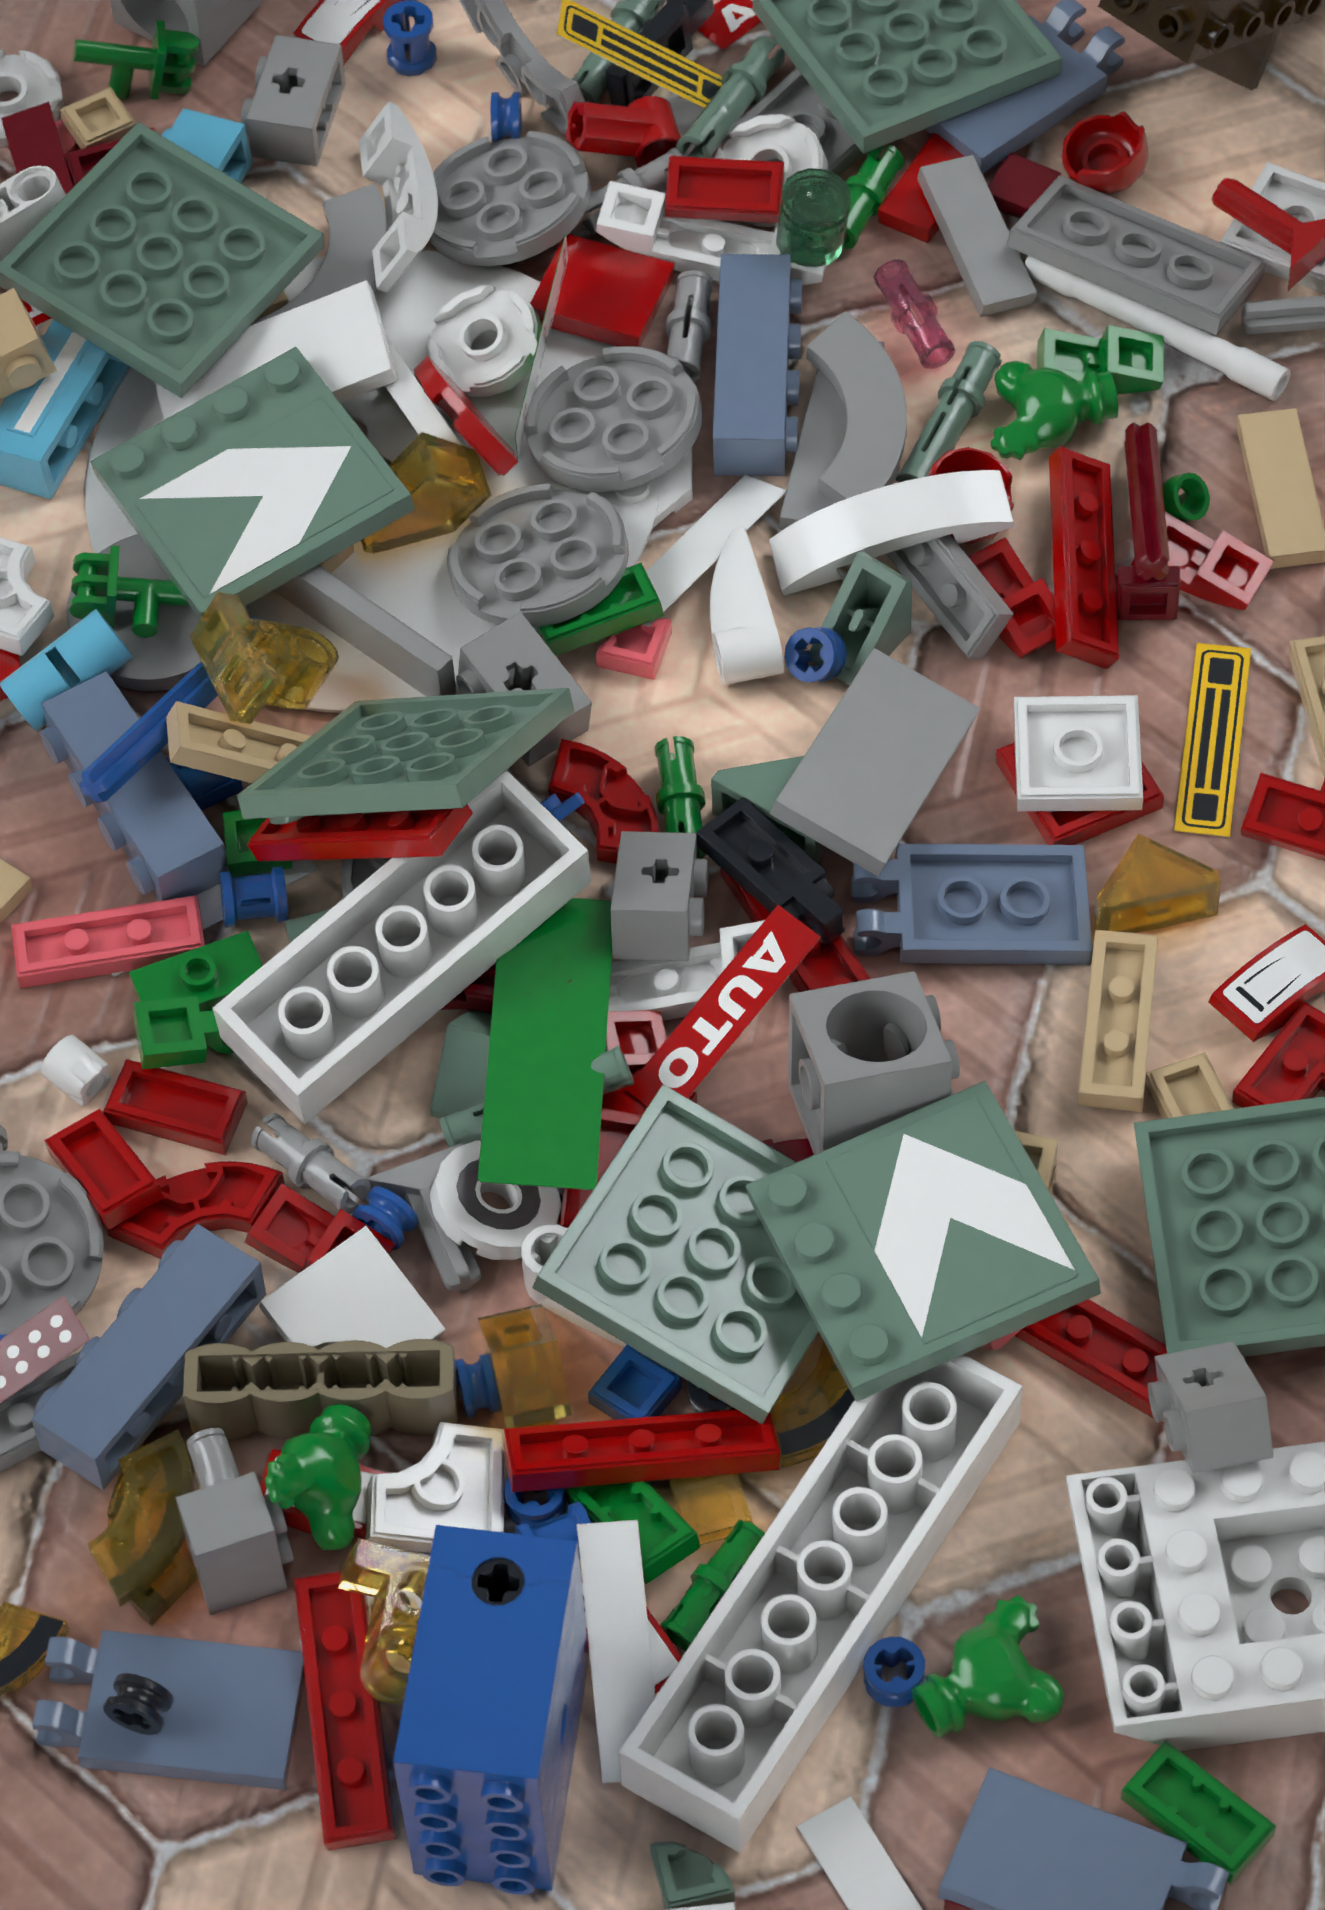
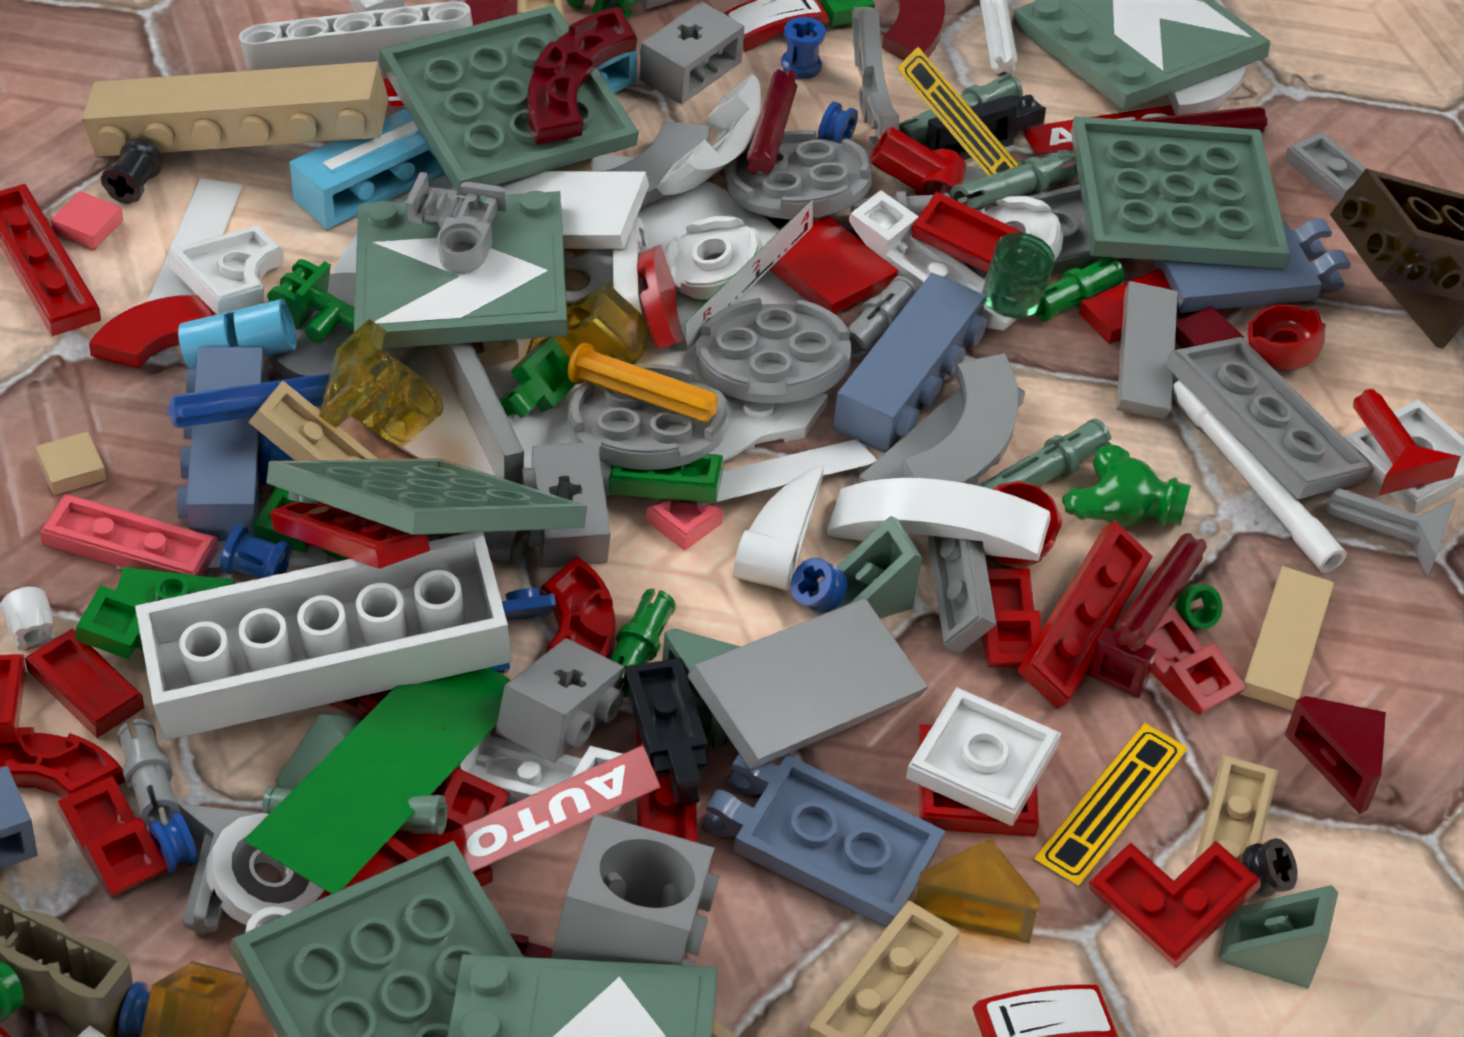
camera: 20 degrees right, 10 degrees down
(202, 198) = (564, 68): none -> dark red tile
(229, 426) = (460, 218): none -> light grey piece
(351, 1296) = (96, 892): white tile -> none
(407, 564) = (541, 379): none -> green plate
(439, 147) = (772, 122): none -> dark red axle
(518, 525) = (641, 384): none -> light orange axle
(926, 333) = (1062, 403): clear pink pin -> none
(1129, 354) = (1215, 486): green slope -> none

